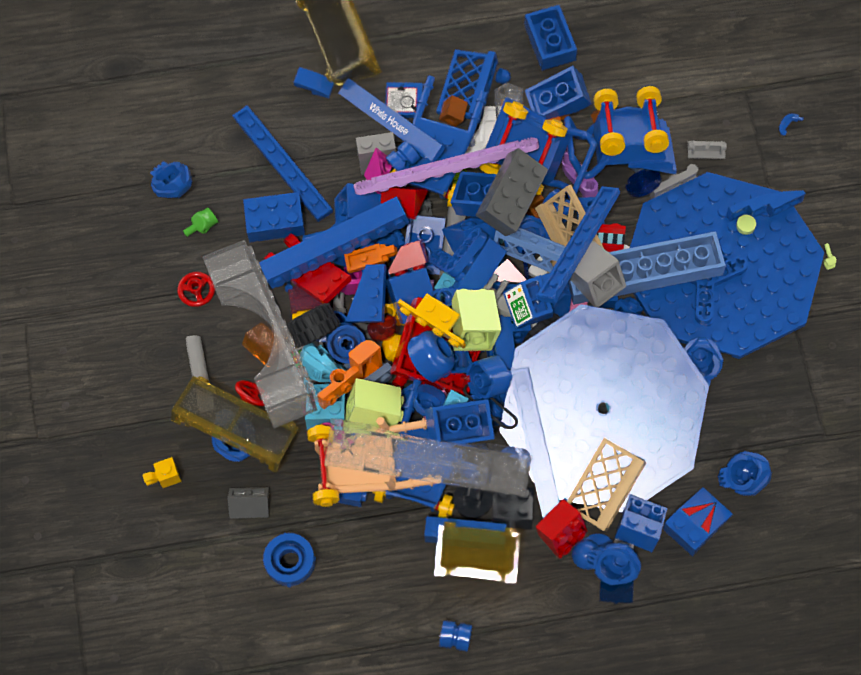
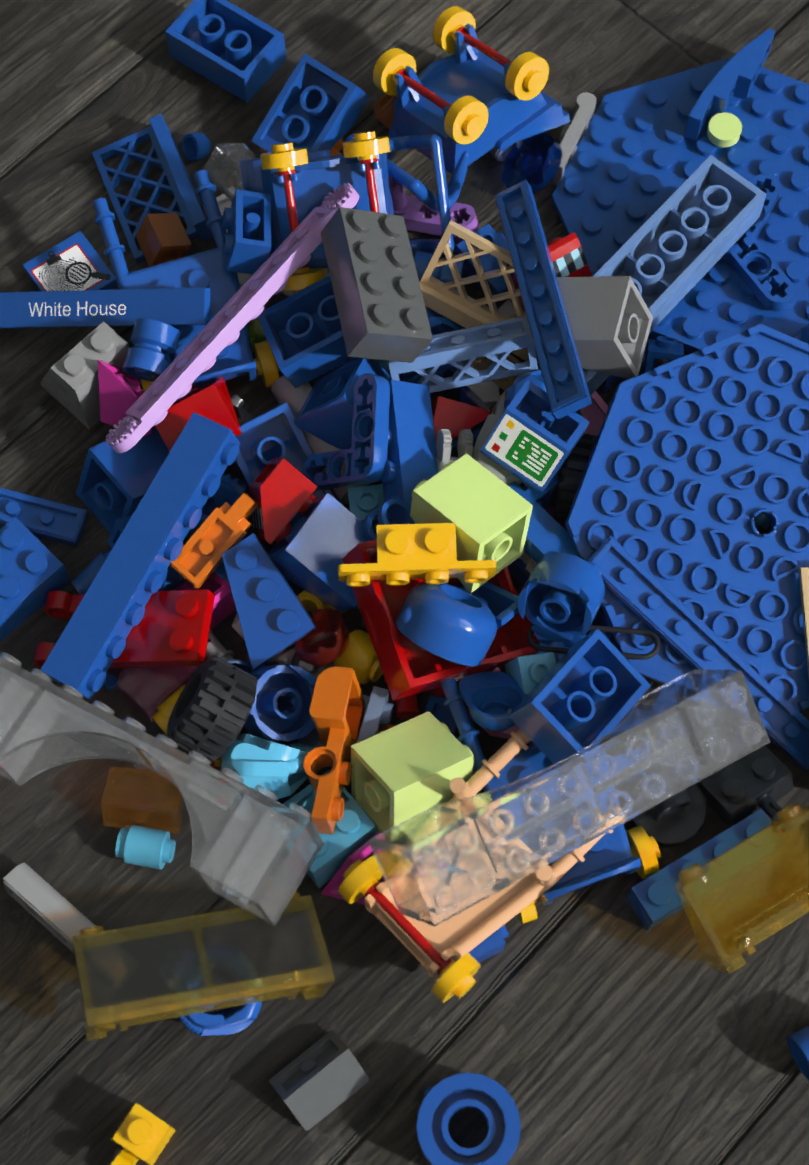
camera: 40 degrees left, 0 degrees up
(247, 394) = (184, 900): red piece -> none
(250, 363) = (145, 846): none -> medium azure brick
(482, 132) = (248, 231): none -> blue brick
(706, 149) = (578, 65): light grey hinge -> none

